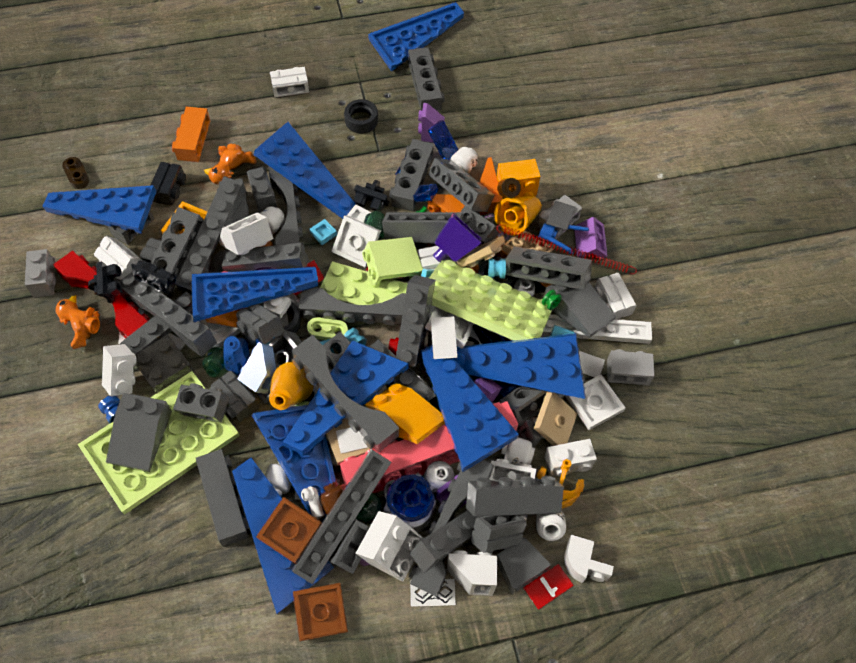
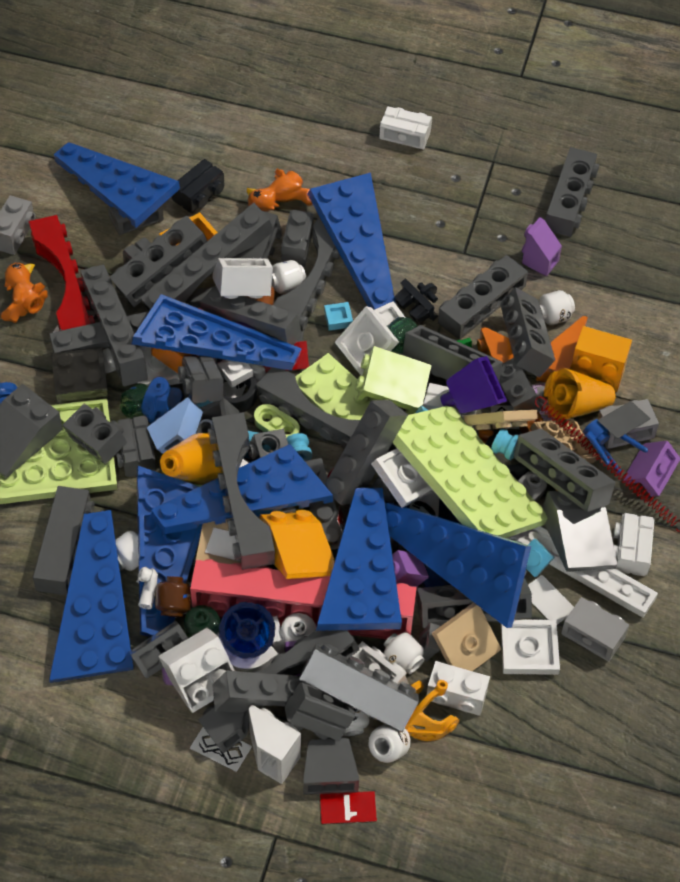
camera: 30 degrees right, 5 degrees down
(75, 172) = (109, 132): dark brown plate -> none
(104, 283) = (68, 263): black hips -> none
(115, 252) = (99, 243): white brick -> none
(118, 369) = (31, 359): white brick -> none
(145, 273) = (114, 271): black hinge -> none
(191, 134) = (258, 142): orange brick -> none
(289, 530) = (106, 601): dark orange plate -> none
(320, 612) = (92, 701): dark orange plate -> none
(341, 516) = (166, 612): dark grey plate -> none
(364, 126) = (463, 216): black tyre -> none
(415, 33) = (595, 130): blue wing -> none
(425, 192) = (480, 323): clear blue tile -> none
(443, 140) = (542, 271): clear blue plate -> none
(443, 337) = (385, 484): white sticker -> none
(503, 187) = (581, 354): dark brown brick -> none
(551, 300) = (543, 506): green bush -> none
(579, 561) = (397, 795): white brick -> none

